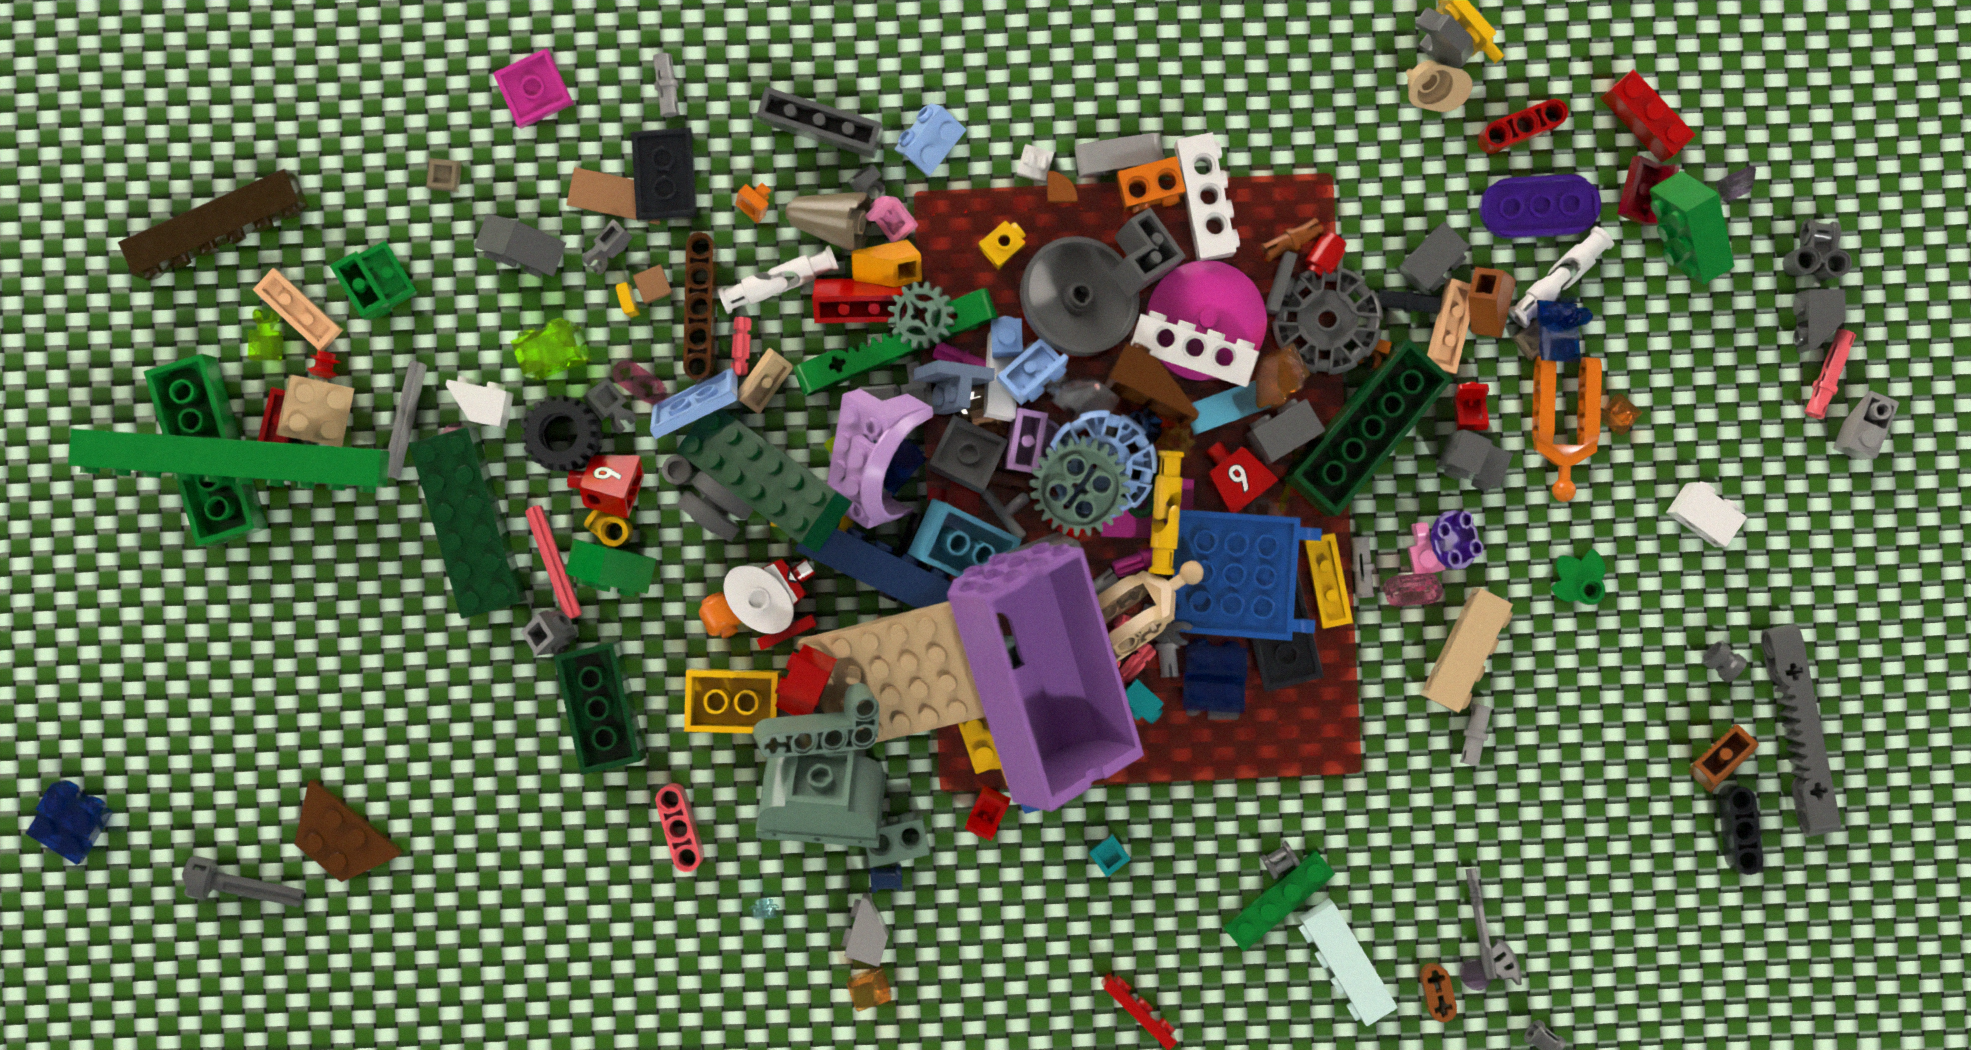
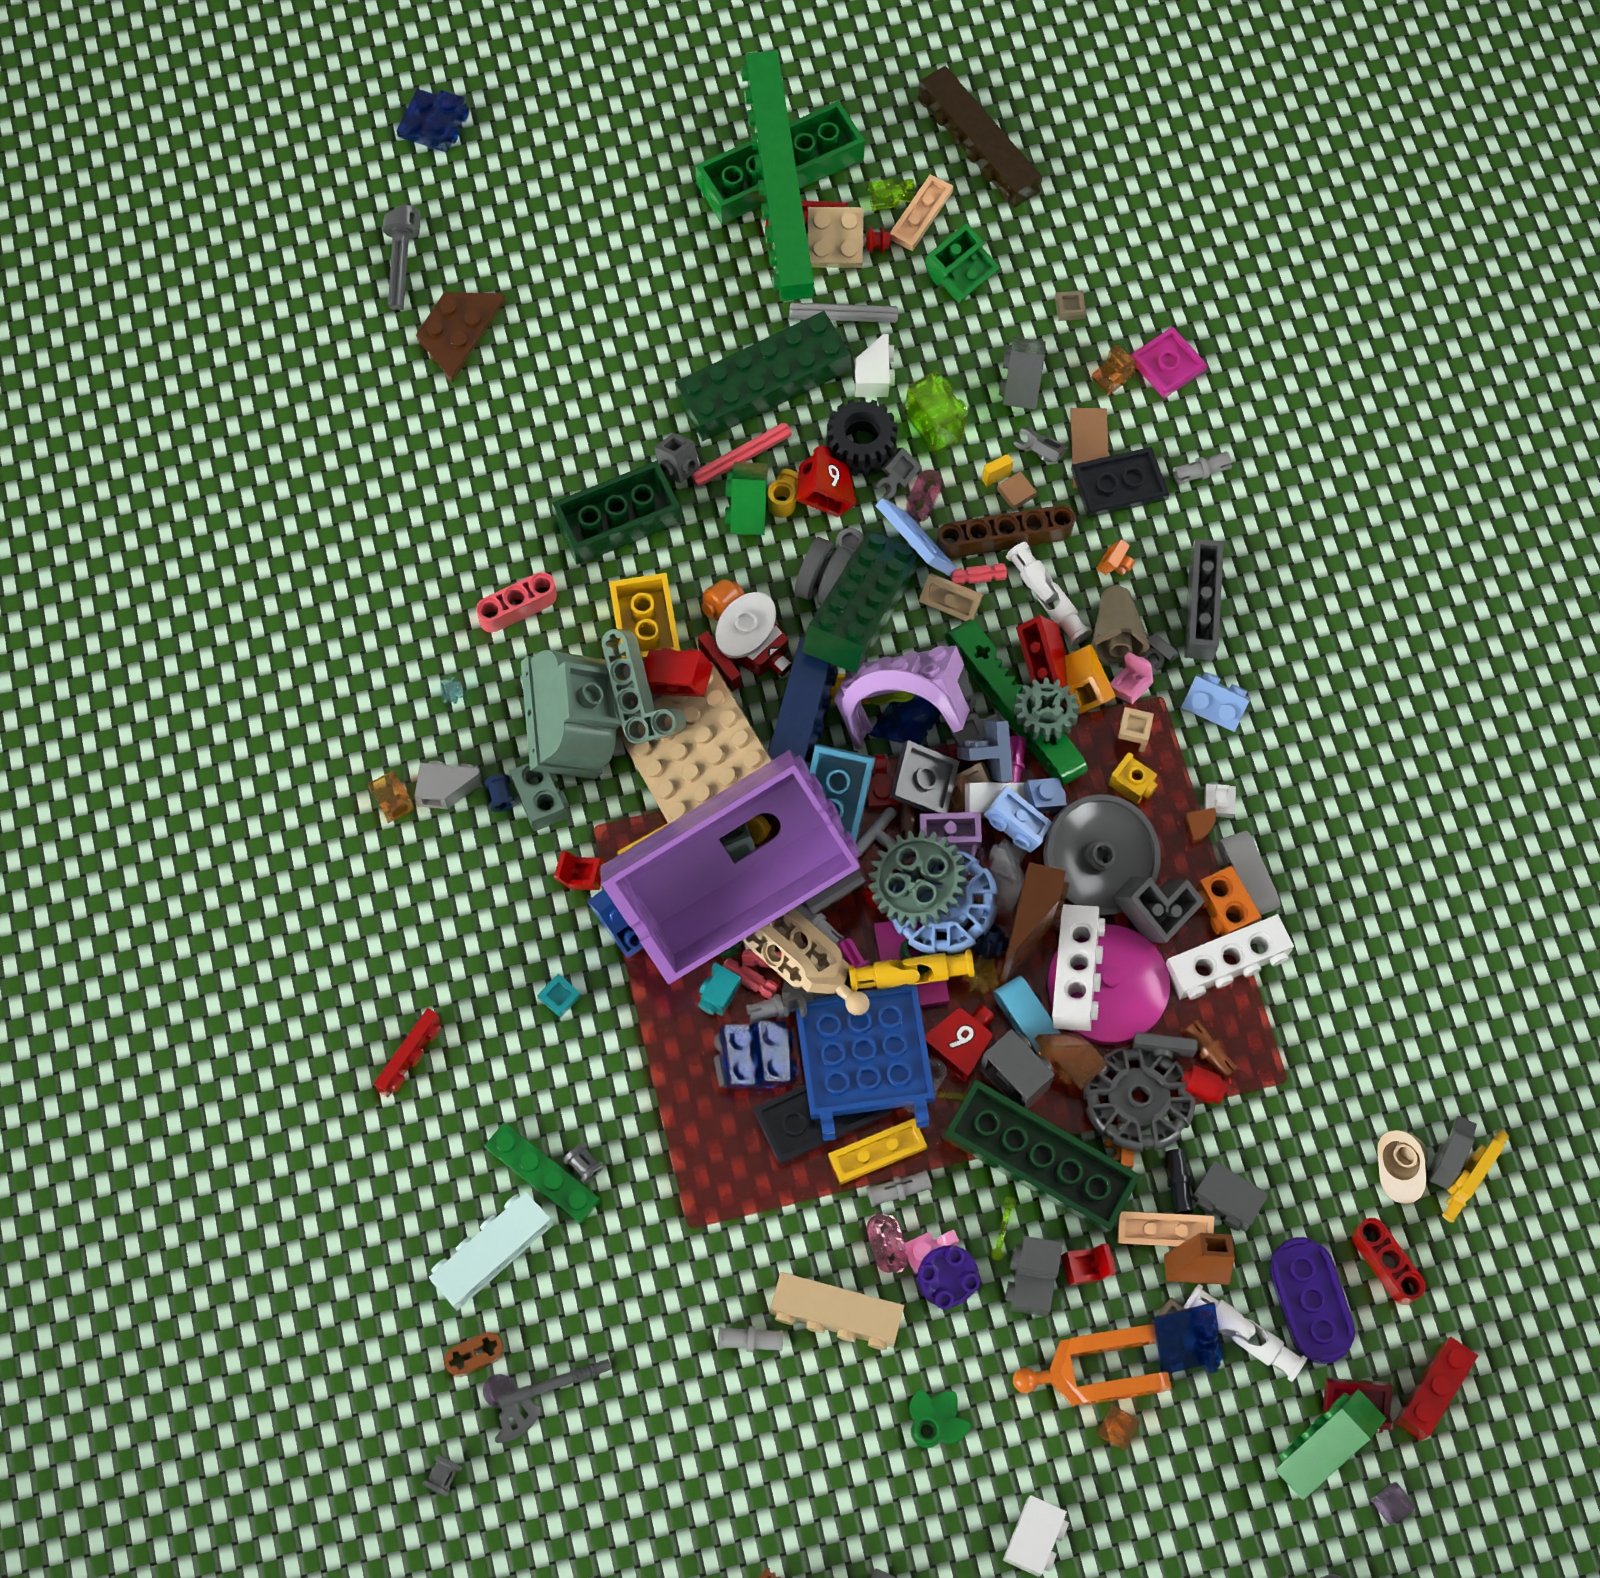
camera: 75 degrees right, 20 degrees down
(533, 148) = (1115, 371): none -> clear orange panel
(951, 228) = (1136, 726): none -> tan panel
(1394, 465) = (1009, 1204): none -> clear neon green hinge

